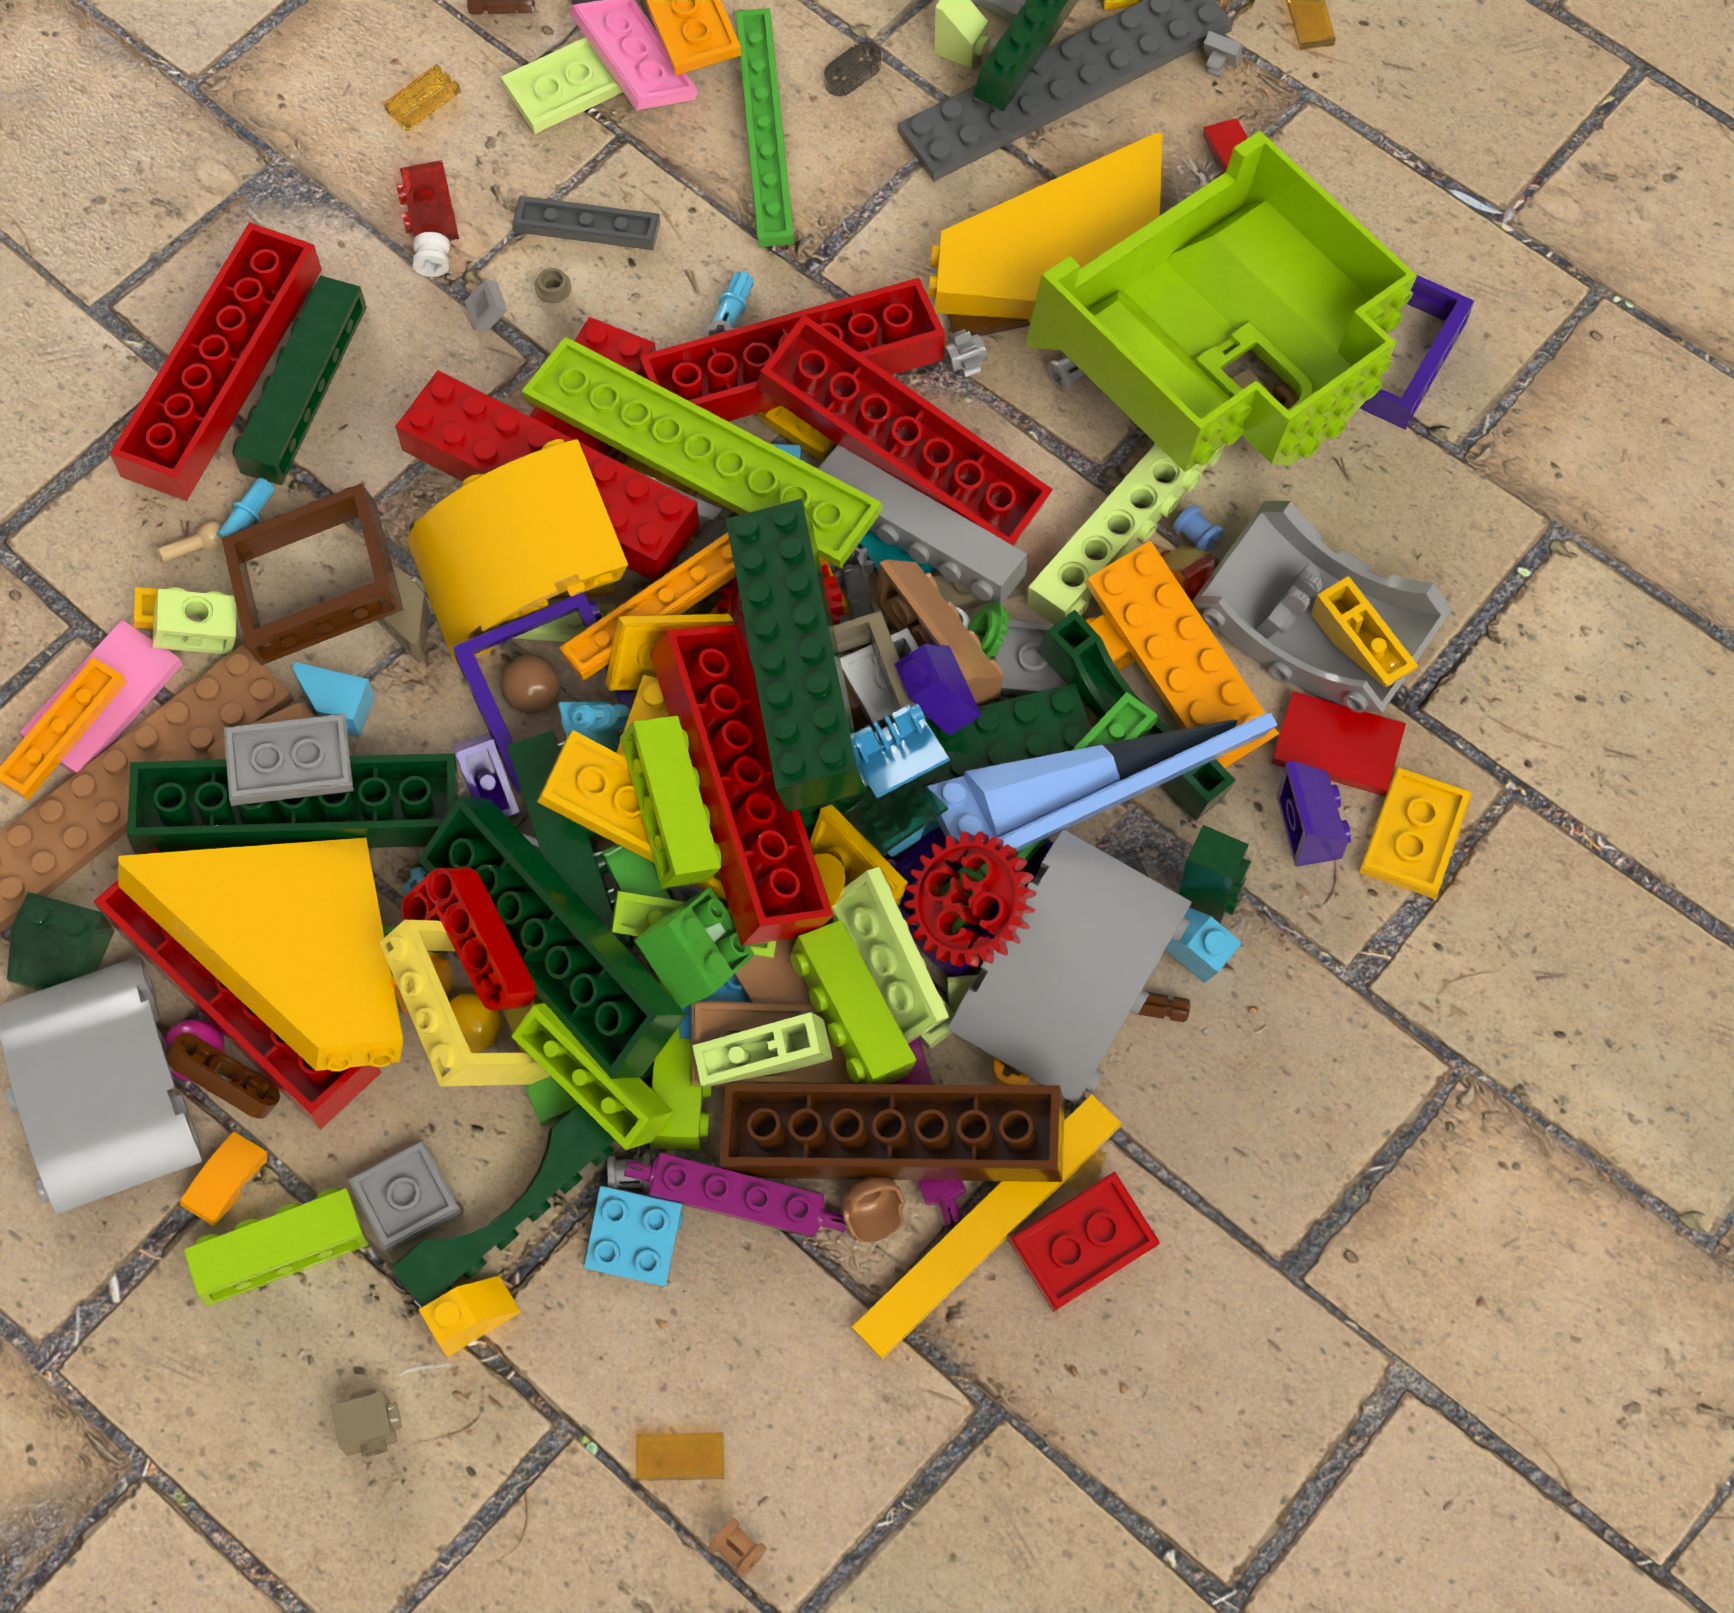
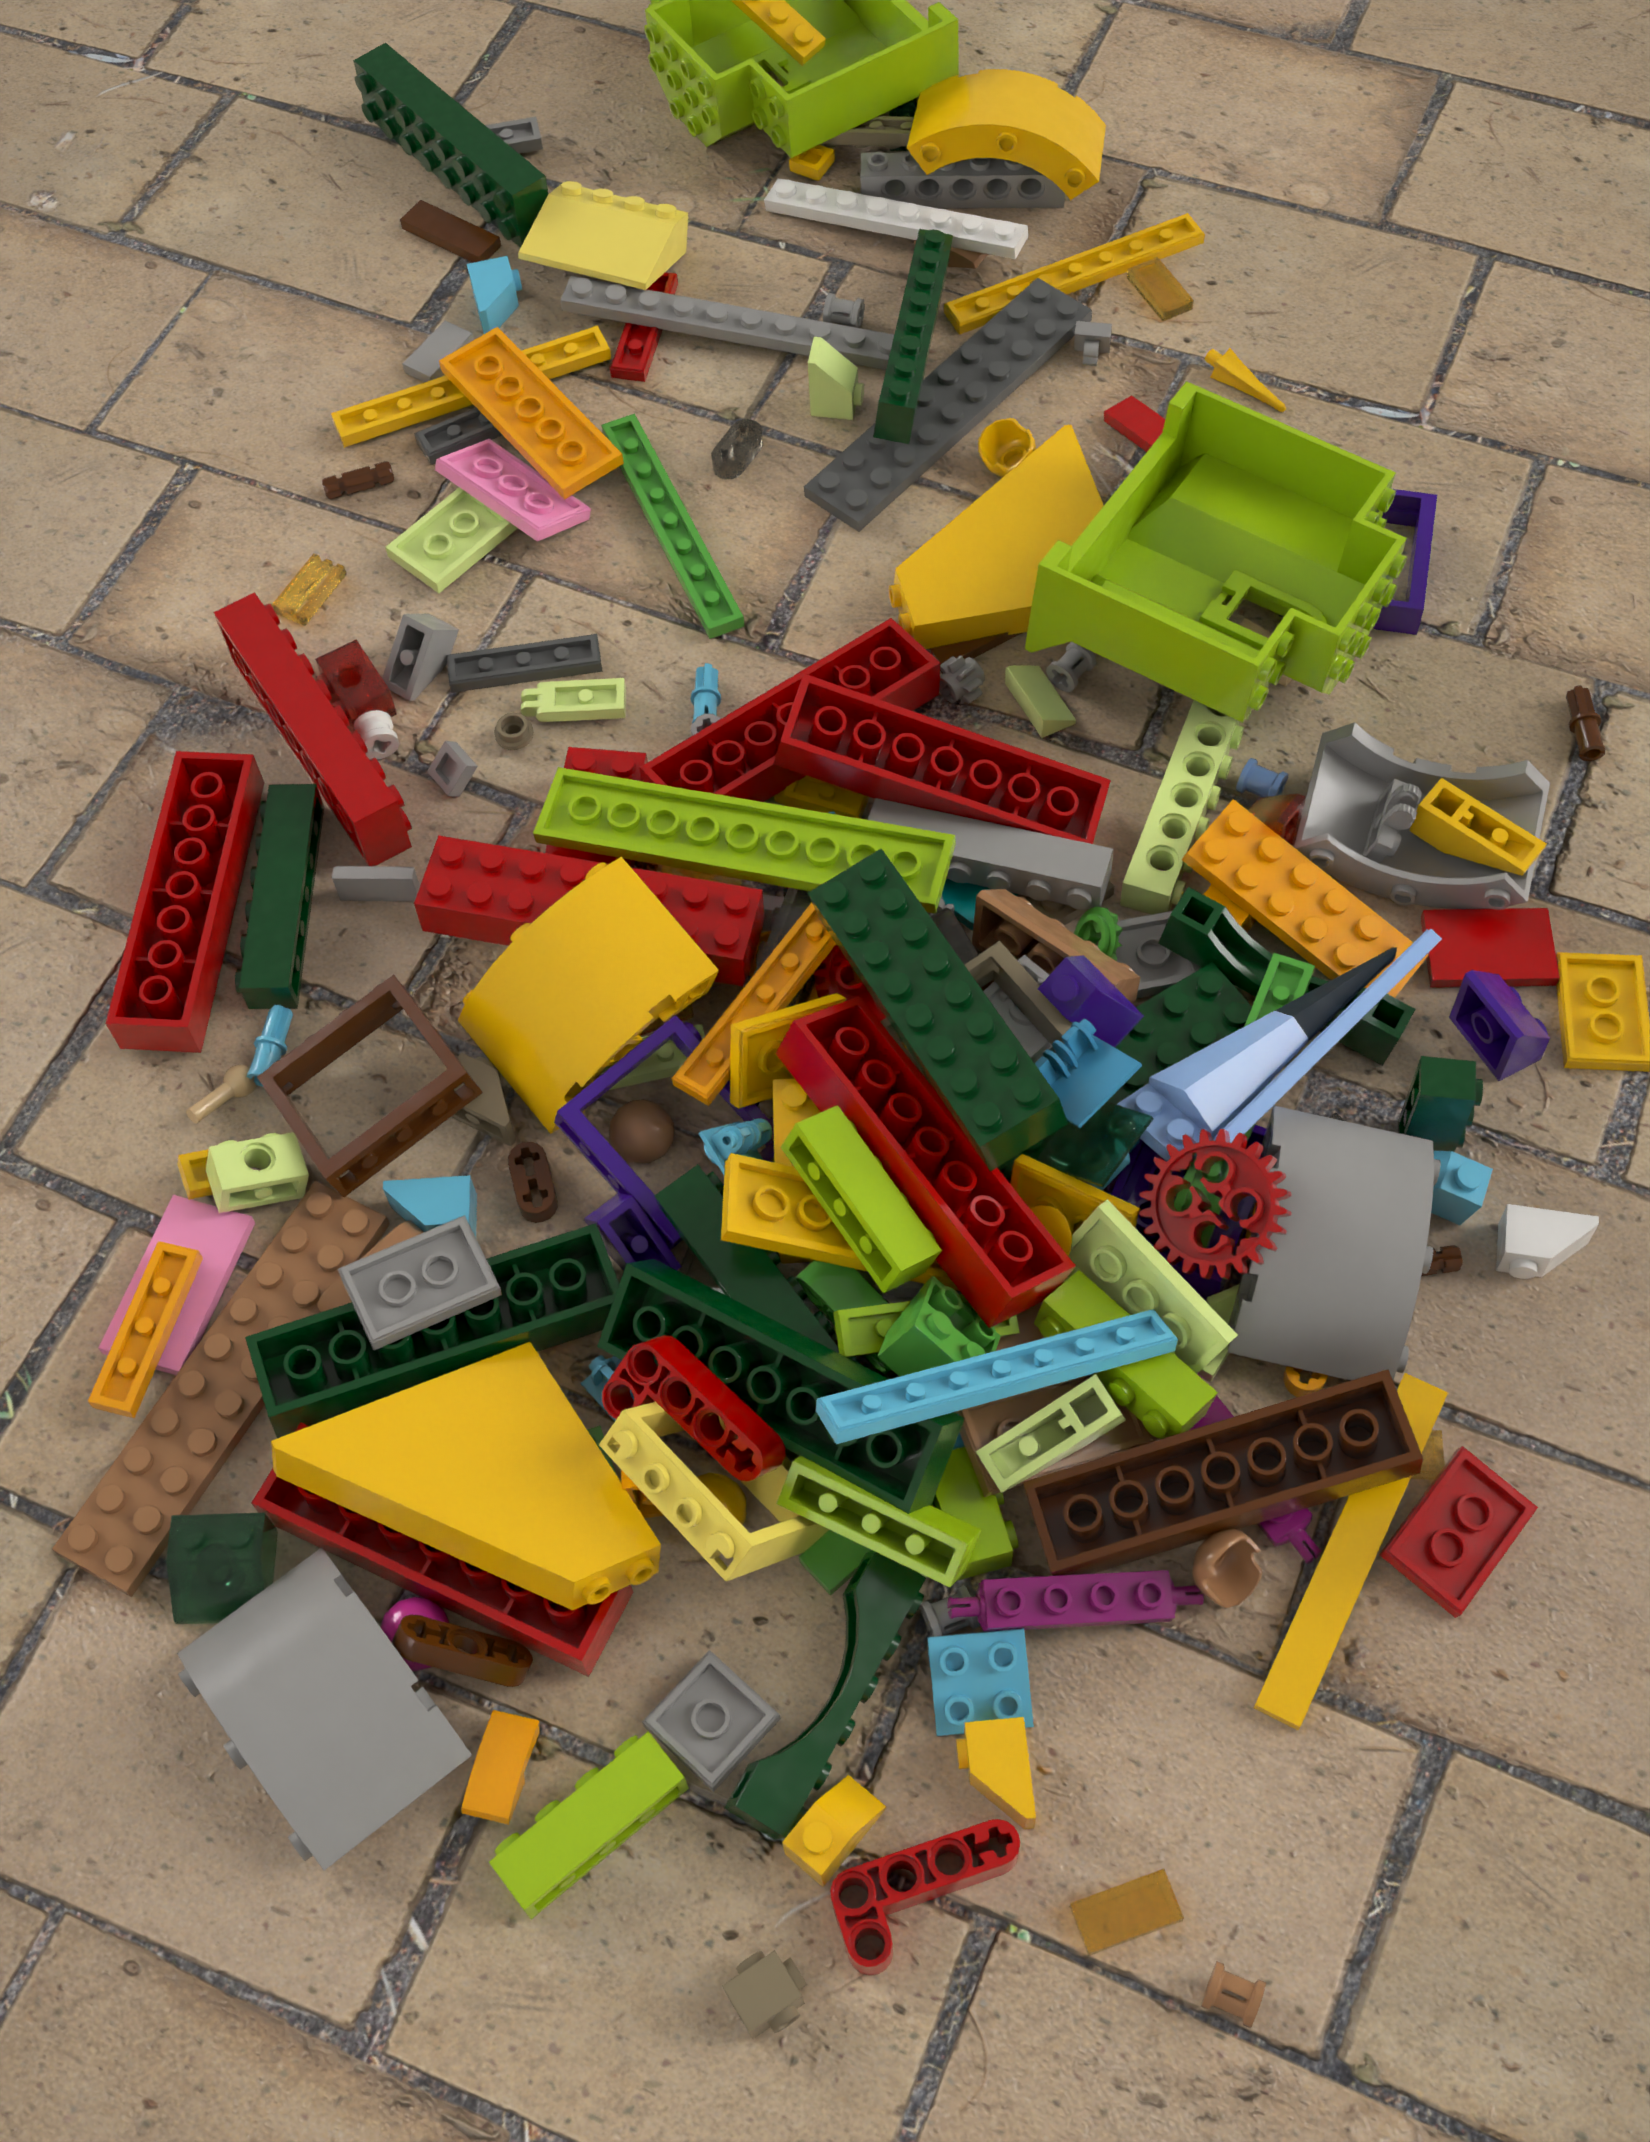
camera: 15 degrees left, 5 degrees down
(377, 234) = (315, 729): none -> red brick
(380, 391) = (375, 883): none -> light grey tile
(431, 700) = (541, 1179): none -> reddish brown beam
(494, 188) = (418, 654): none -> light grey slope
(525, 1383) = (929, 1883): none -> red beam
(617, 272) = (575, 700): none -> yellowish green hinge
(622, 1306) = (1000, 1766): none -> yellow slope
(724, 987) = (994, 1376): none -> medium azure tile
(1031, 390) = (1038, 699): none -> yellowish green slope
(1095, 136) = (1005, 445): none -> yellow hair
(1264, 1017) = (1539, 1239): none -> white slope
(1342, 122) = (1233, 372): none -> yellow piece
(1519, 561) = (1585, 724): none -> reddish brown axle

